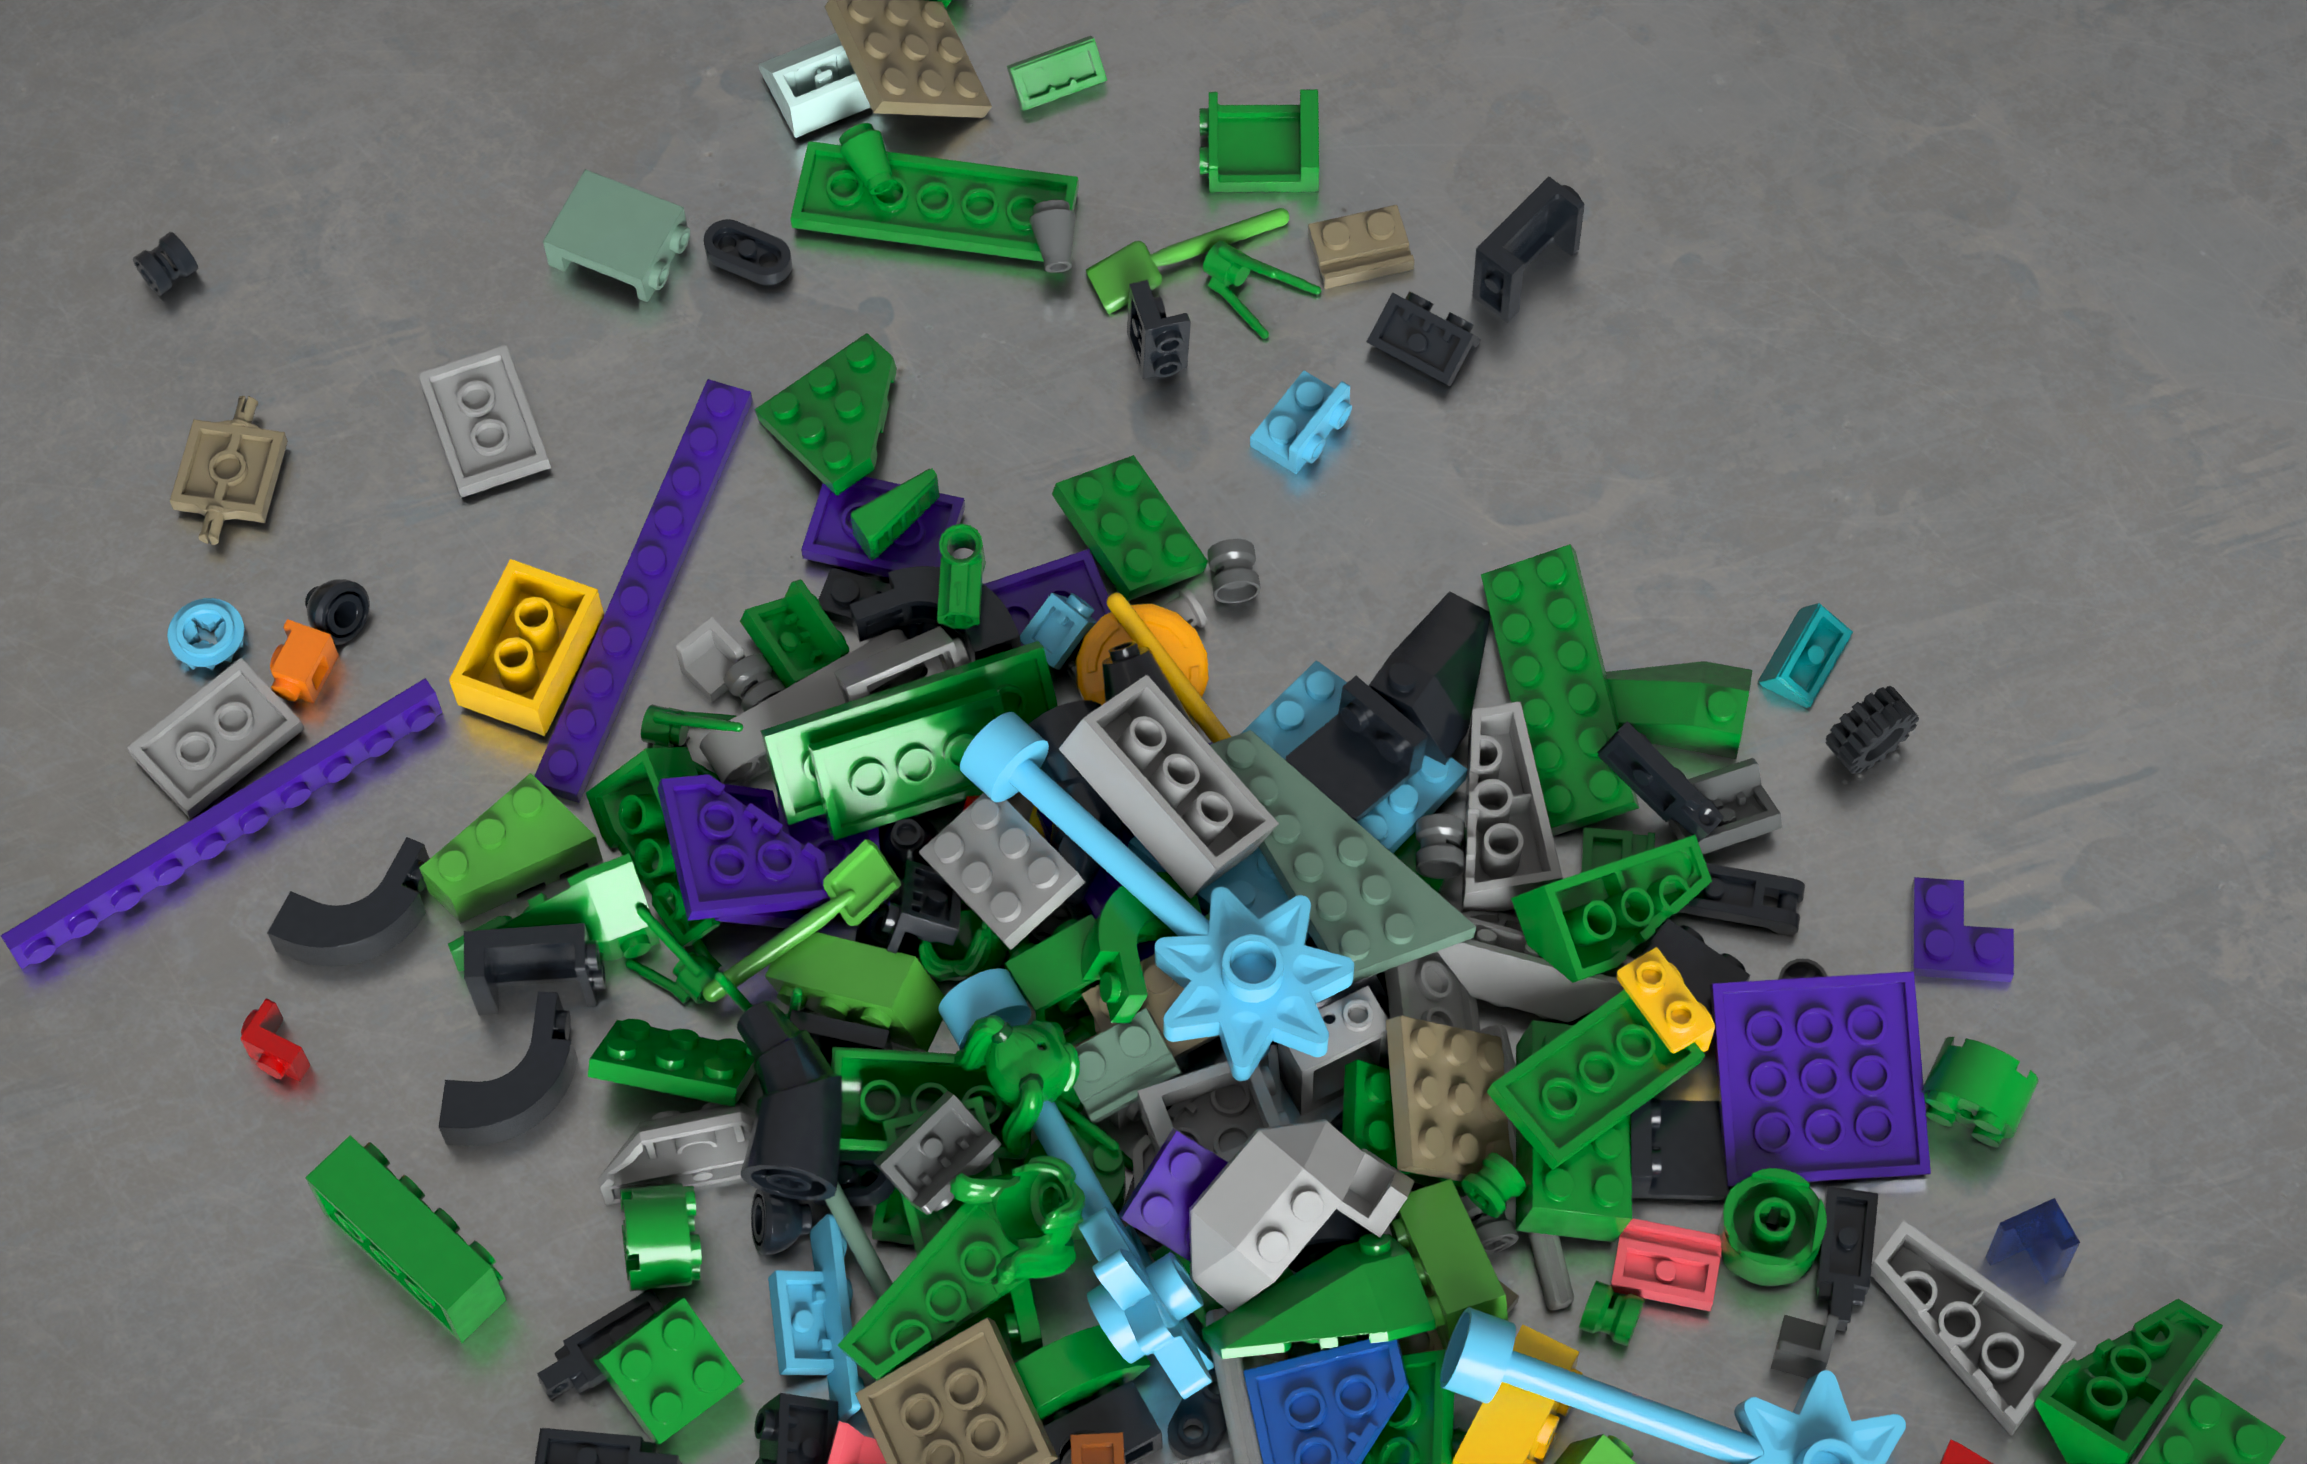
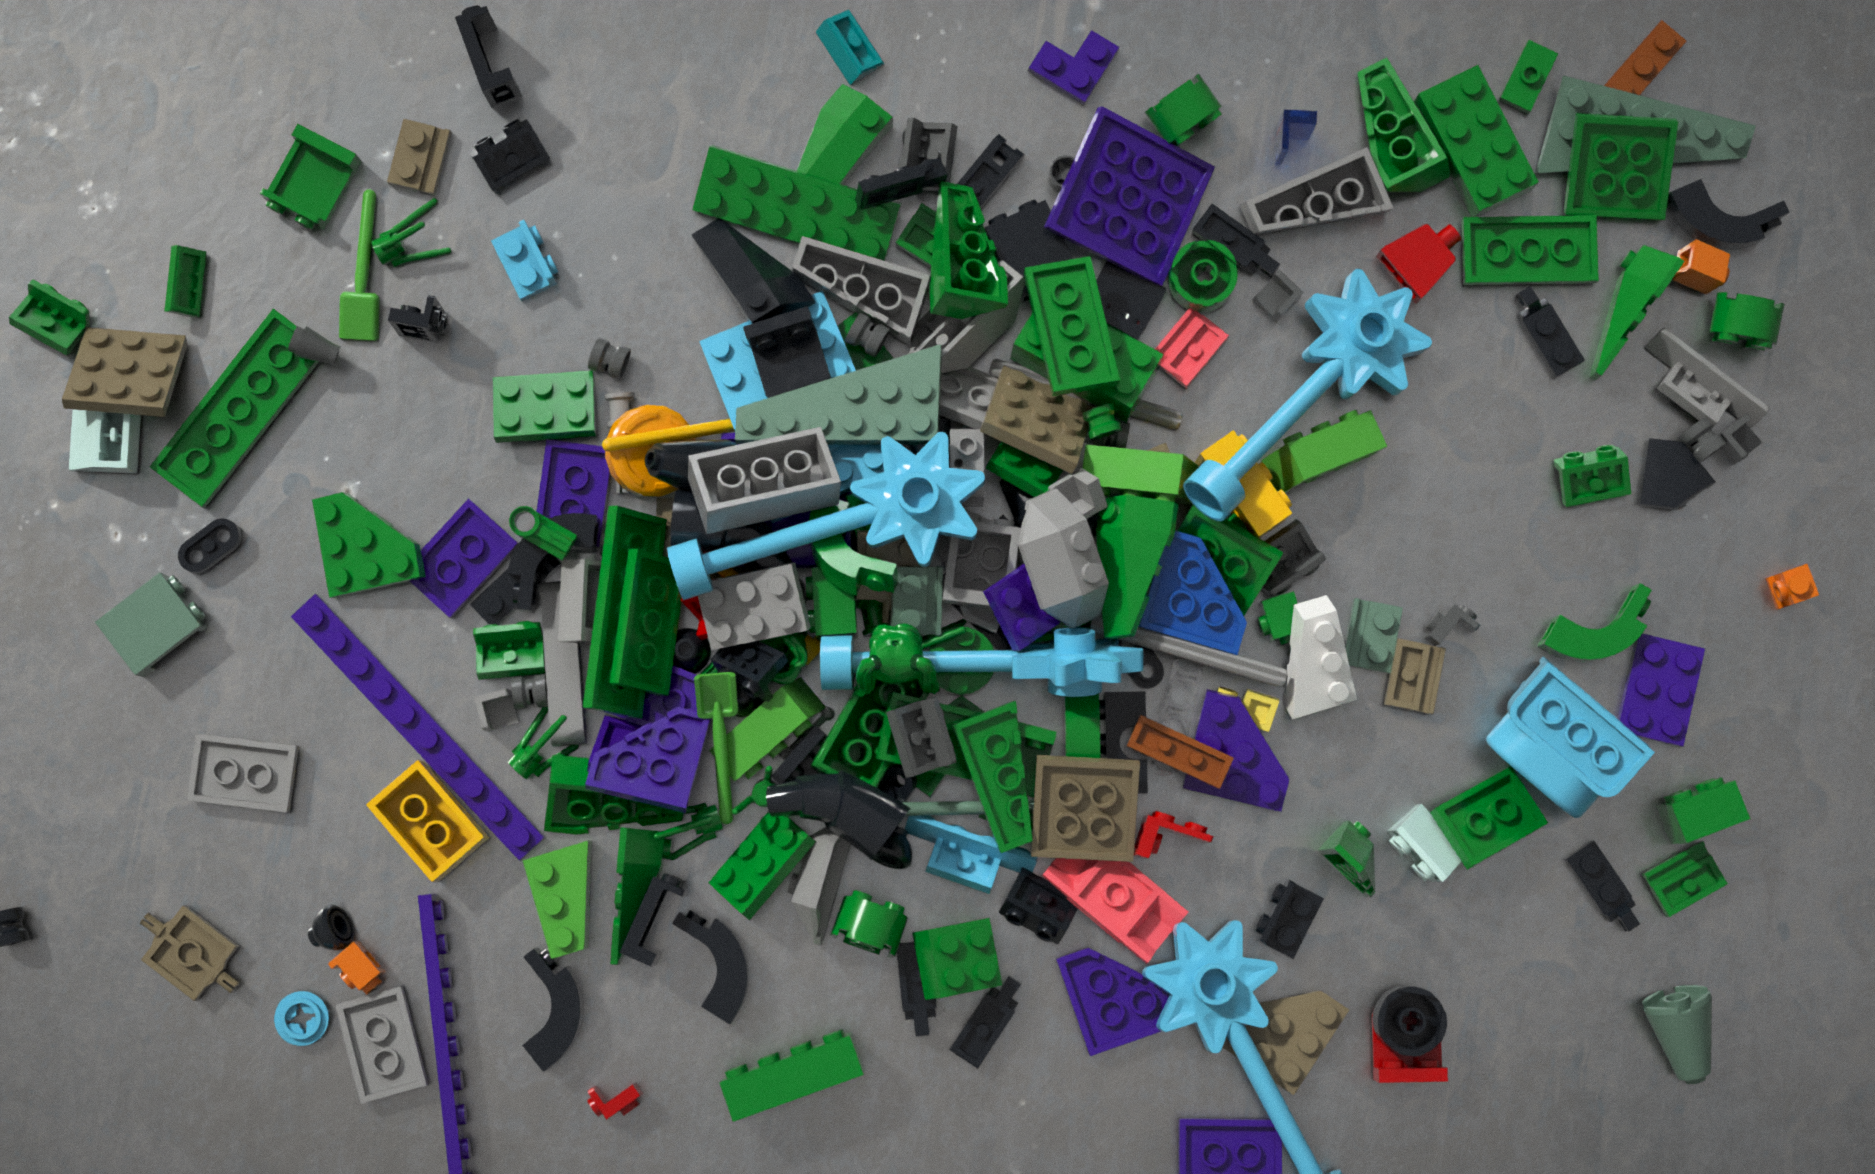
camera: 65 degrees left, 20 degrees up
(867, 156) = (188, 435): green cone -> none
(891, 514) = (462, 555): green slope -> none
(1035, 1211) = (990, 698): green hair -> none
(1059, 627) = (597, 486): medium azure bracket -> none
(1611, 1313) = (1203, 395): green wheel -> none
(1666, 1002) = (1047, 261): yellow bracket -> none
(1872, 729) = (927, 37): black tyre -> none

